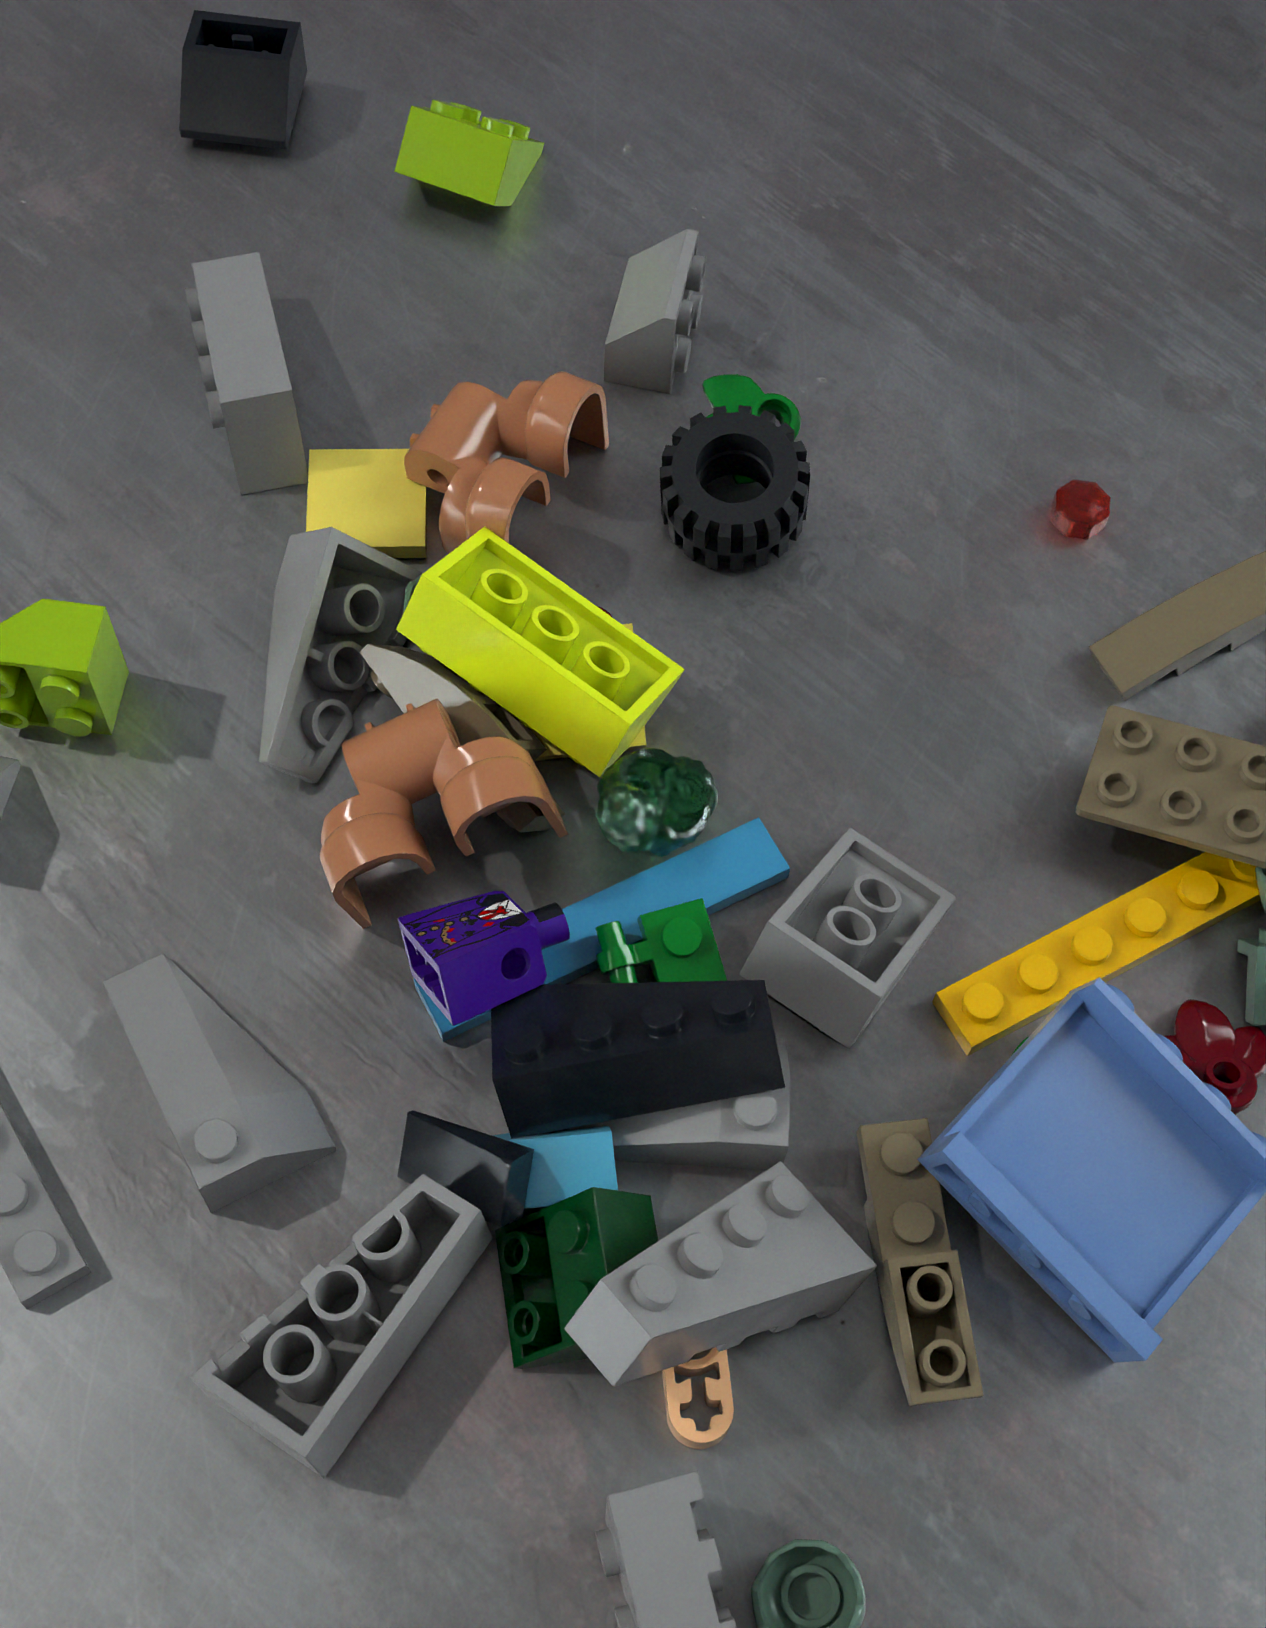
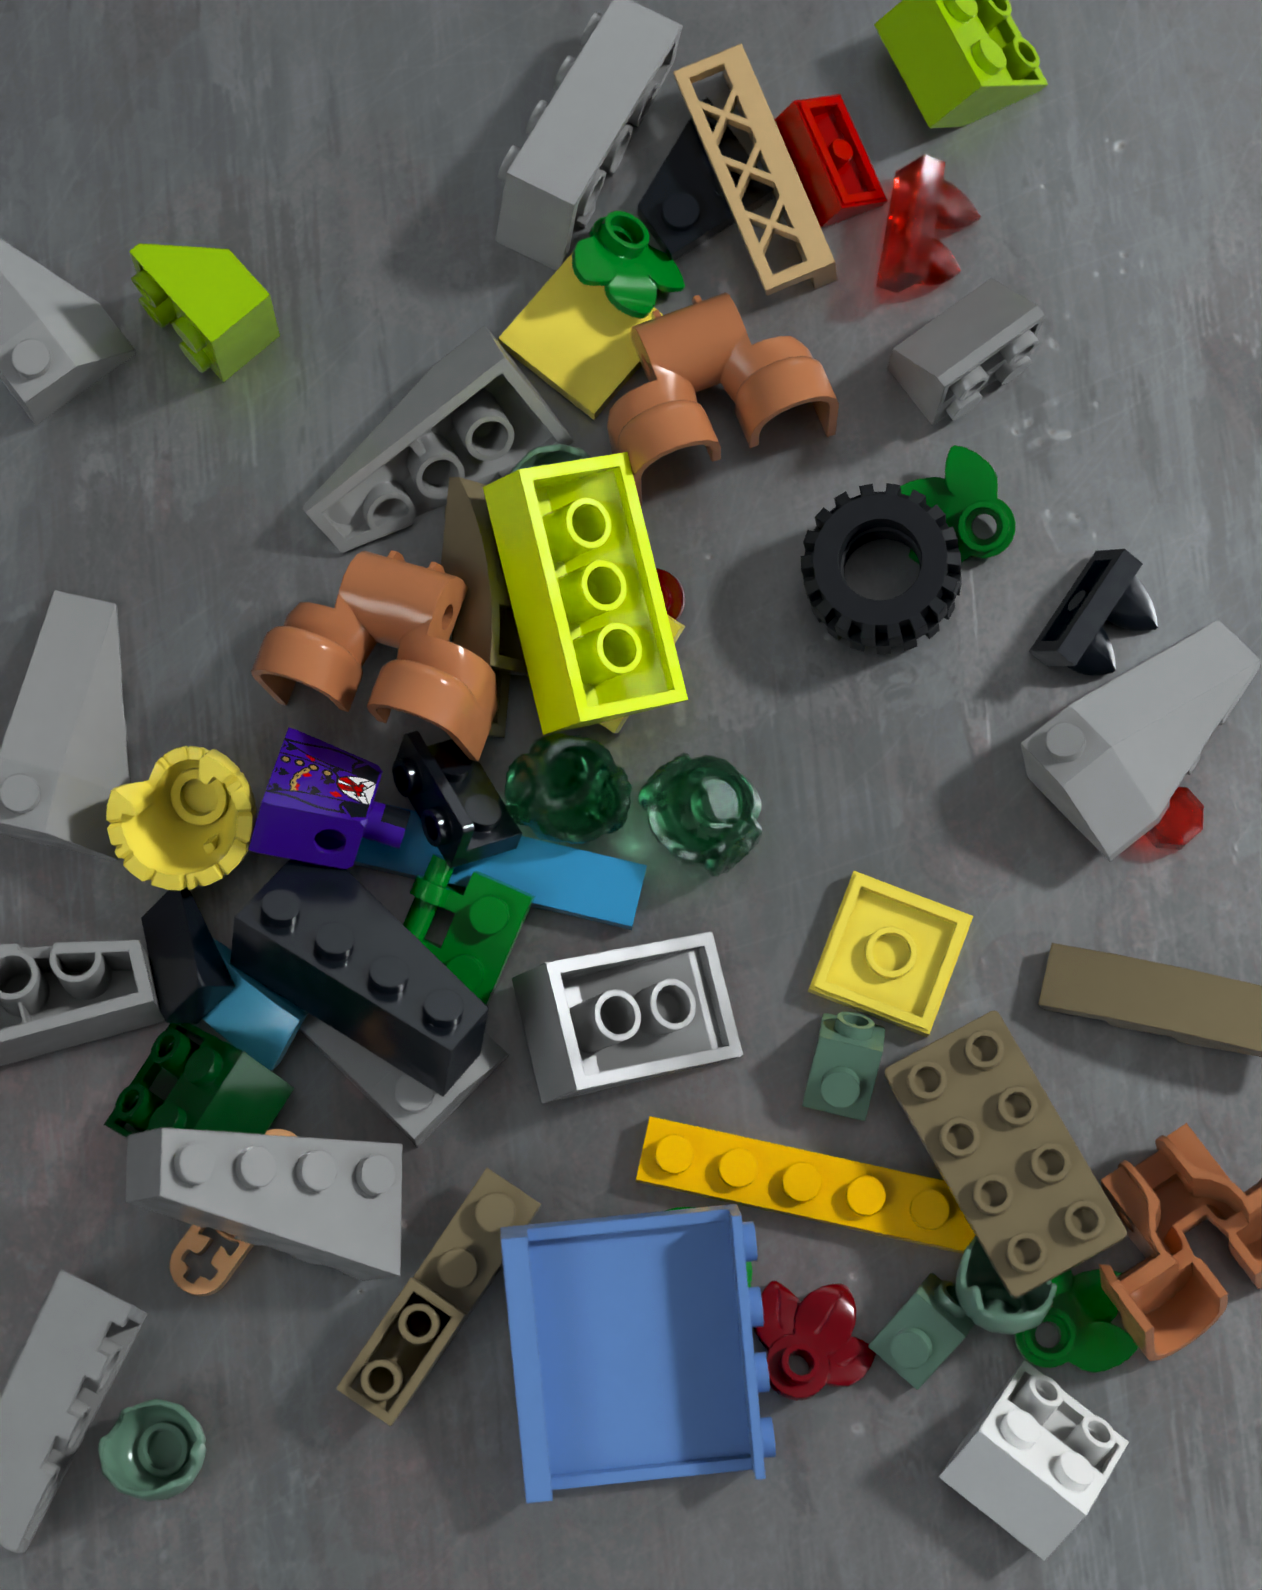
camera: 40 degrees right, 15 degrees up
(340, 429) = (625, 264): none -> green plate
(364, 355) = (685, 198): none -> black wing
(377, 1051) = (184, 821): none -> light yellow hair
(403, 300) = (777, 165): none -> tan fence
(437, 283) = (830, 159): none -> red slope
(539, 273) = (918, 206): none -> clear red tile
(573, 875) = (454, 801): none -> black bracket
(767, 741) = (702, 812): none -> clear green hair
(893, 418) = (1102, 592): none -> black tile
(987, 745) = (890, 954): none -> light yellow tile
(1011, 476) = (1133, 740): none -> light grey wedge
(1038, 841) = (844, 1065): none -> sand green bracket

